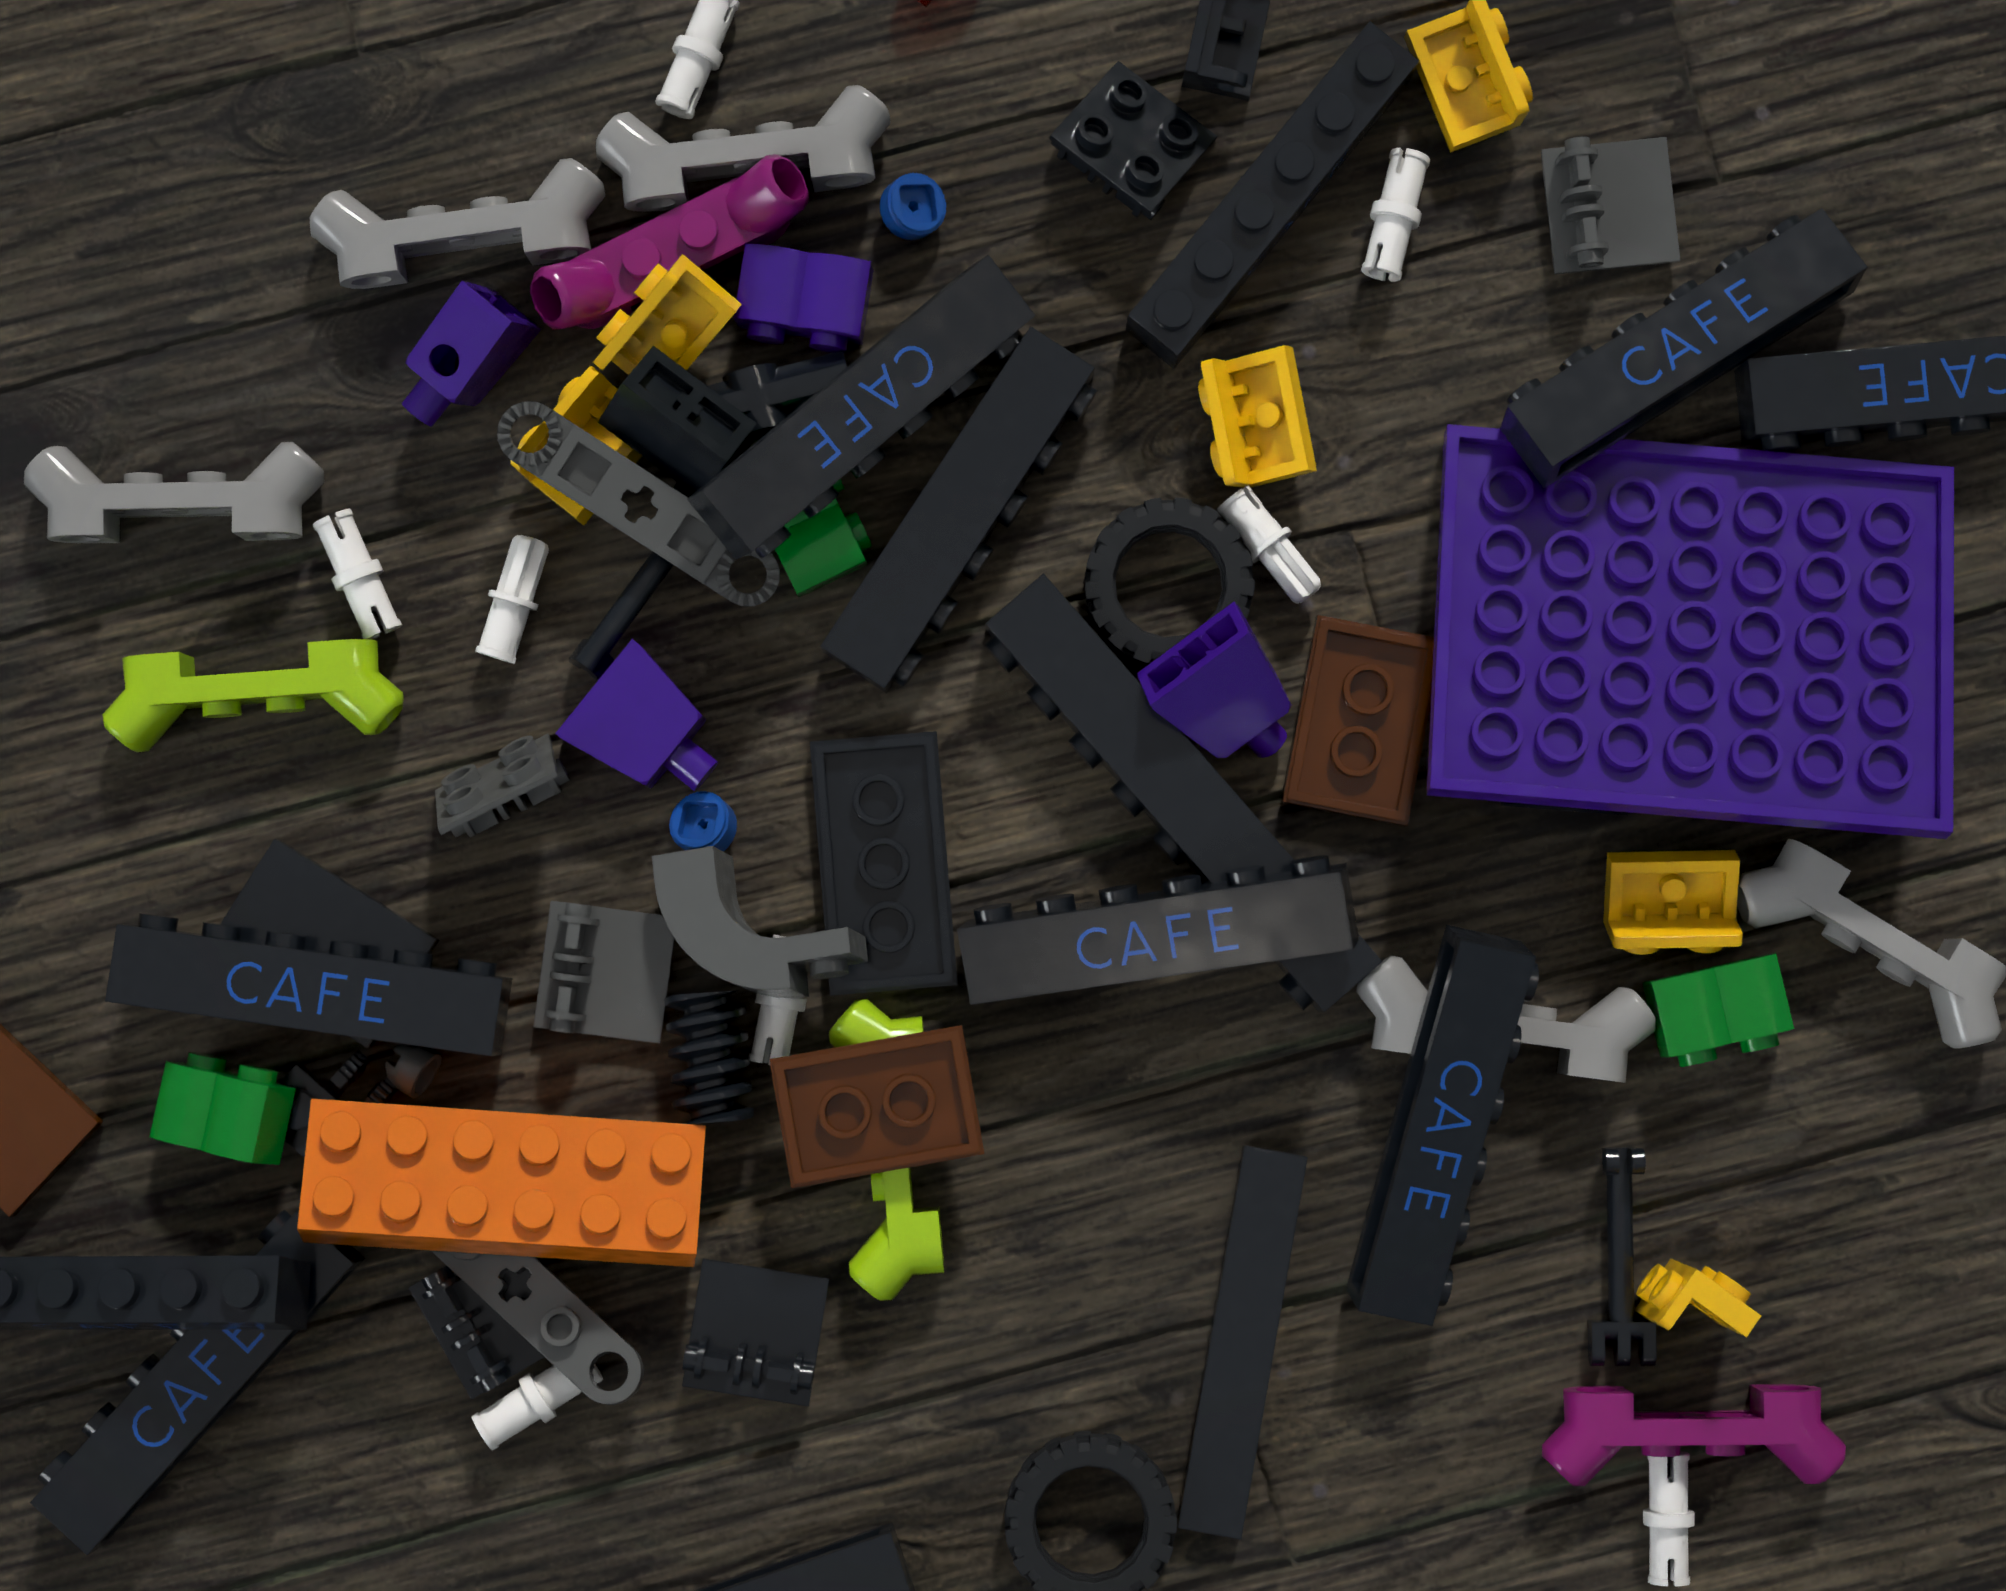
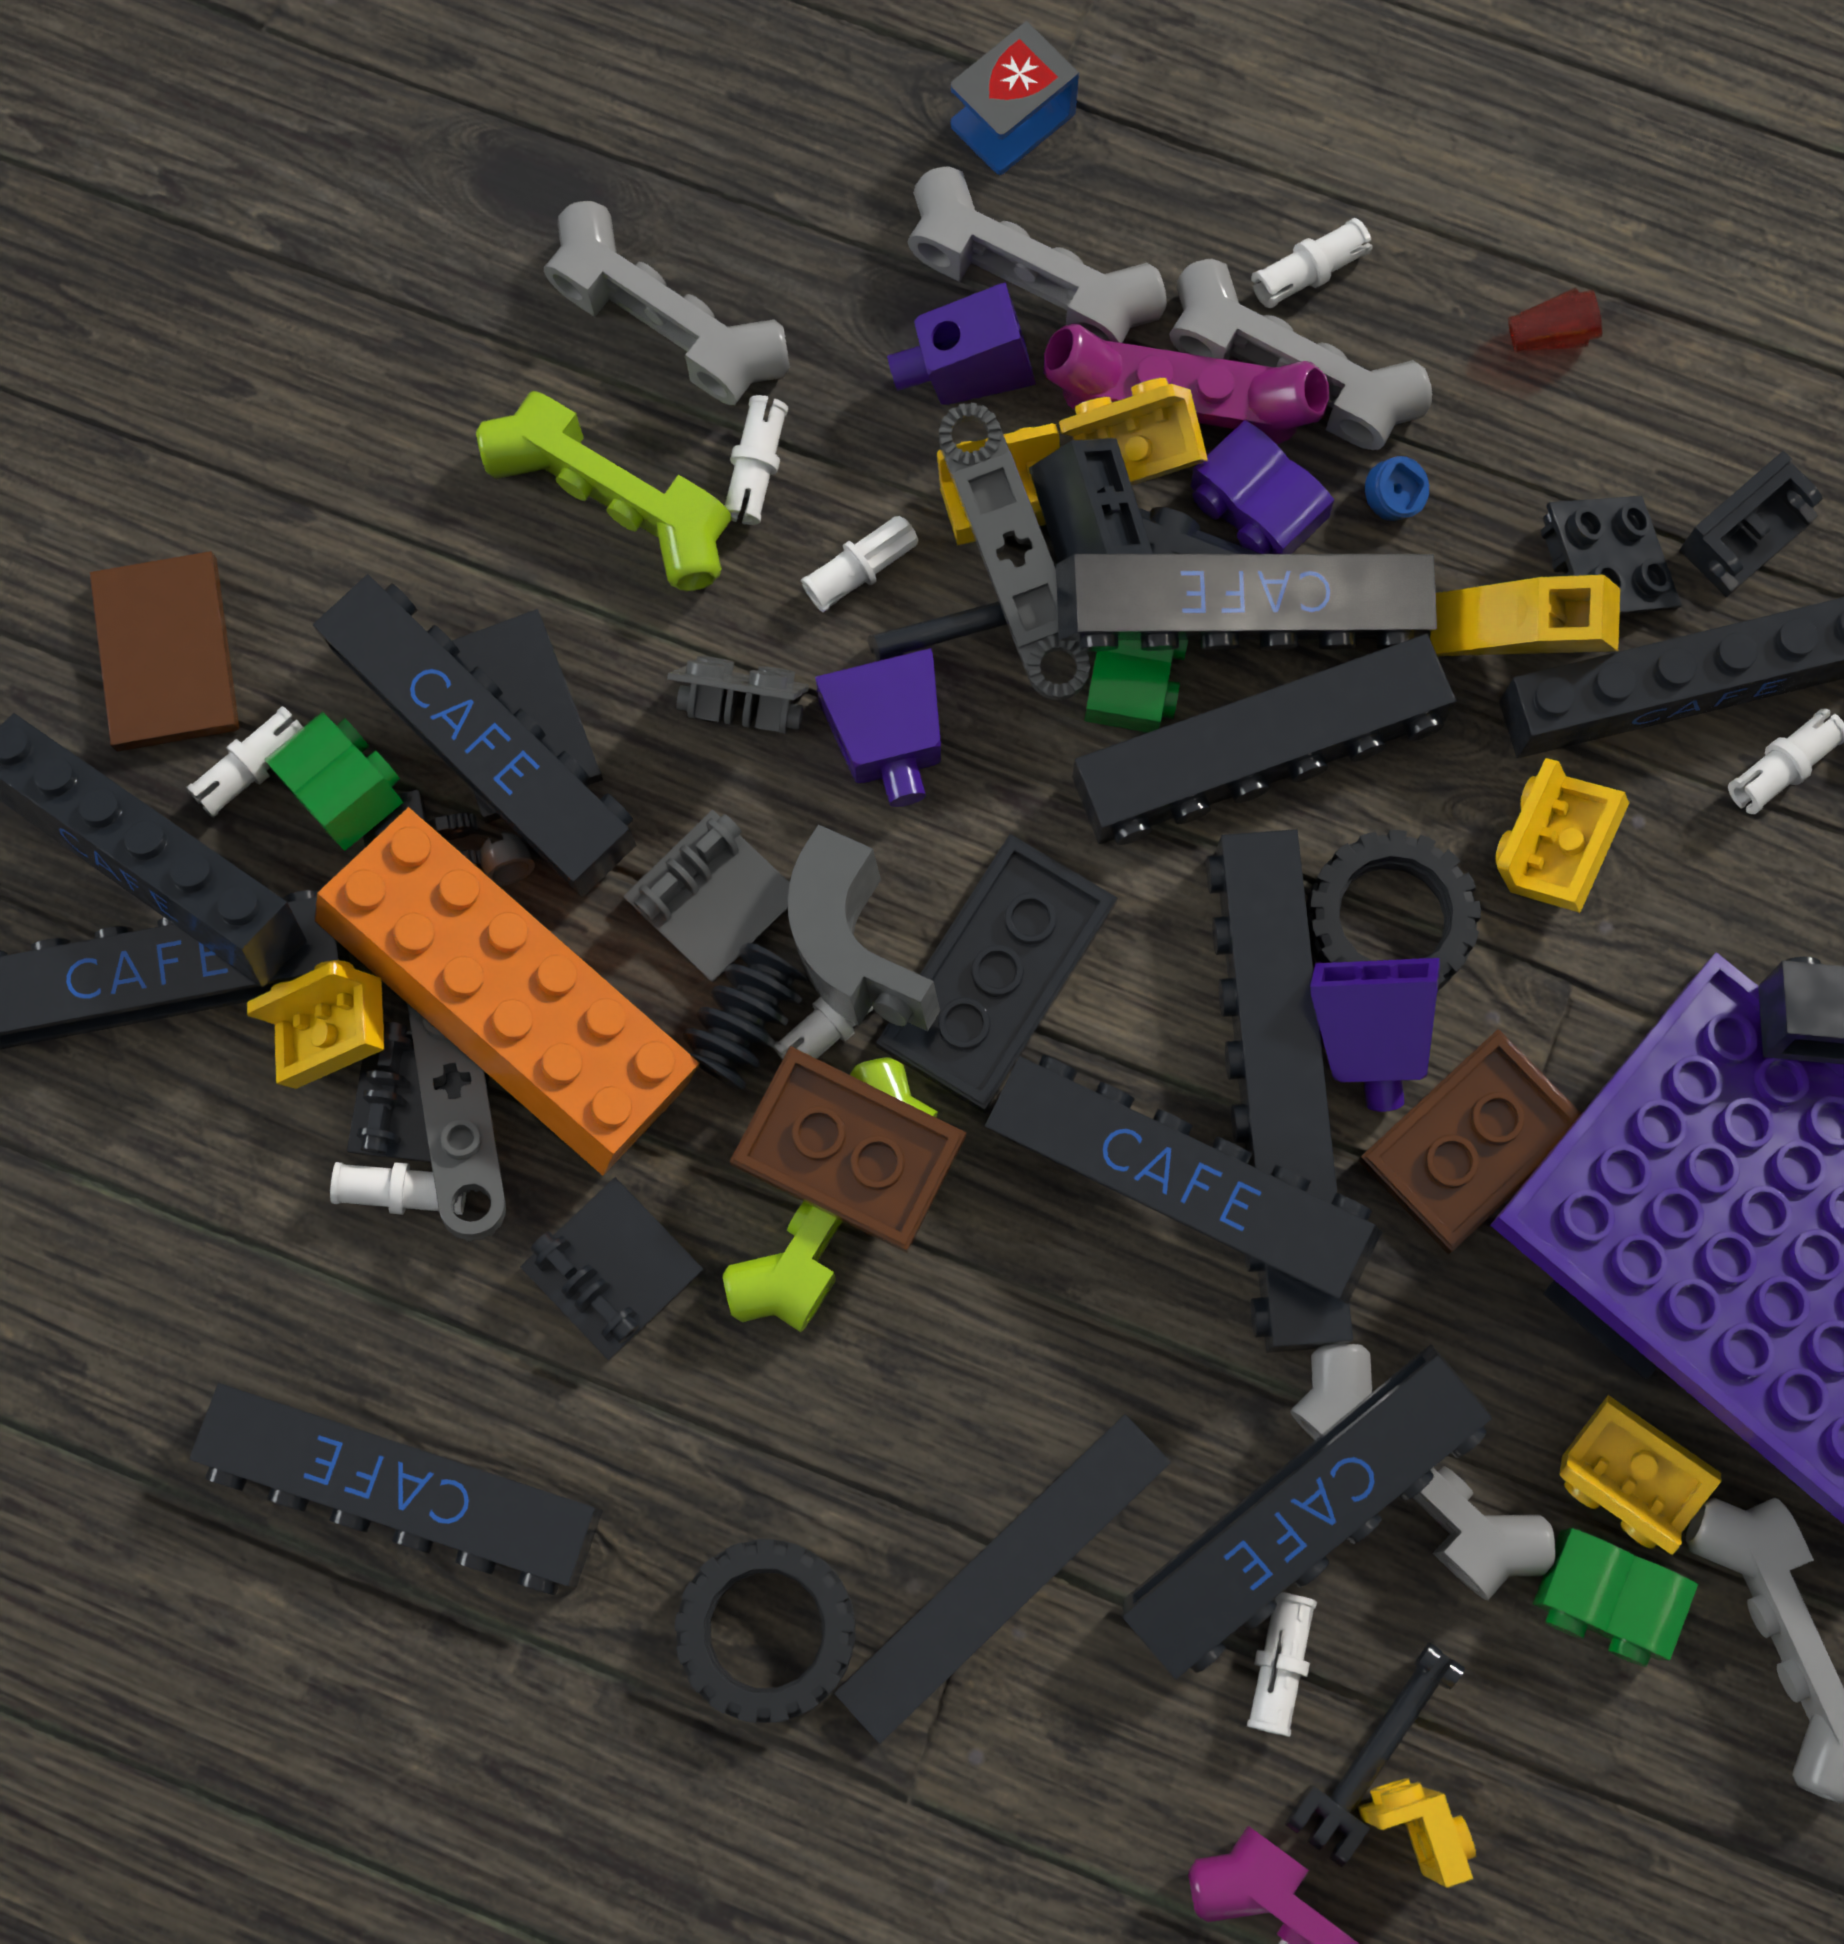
camera: 40 degrees right, 10 degrees down
(133, 1149) = (243, 763): none -> white pin
(334, 88) = (1014, 98): none -> piece
(374, 1316) = (322, 1021): none -> yellow bracket
(702, 822) = (881, 830): blue tile -> none
(1104, 254) = (1529, 617): none -> yellow slope
(1270, 544) = (1499, 945): white axle -> none
(1503, 1249) = (1282, 1664): none -> white pin

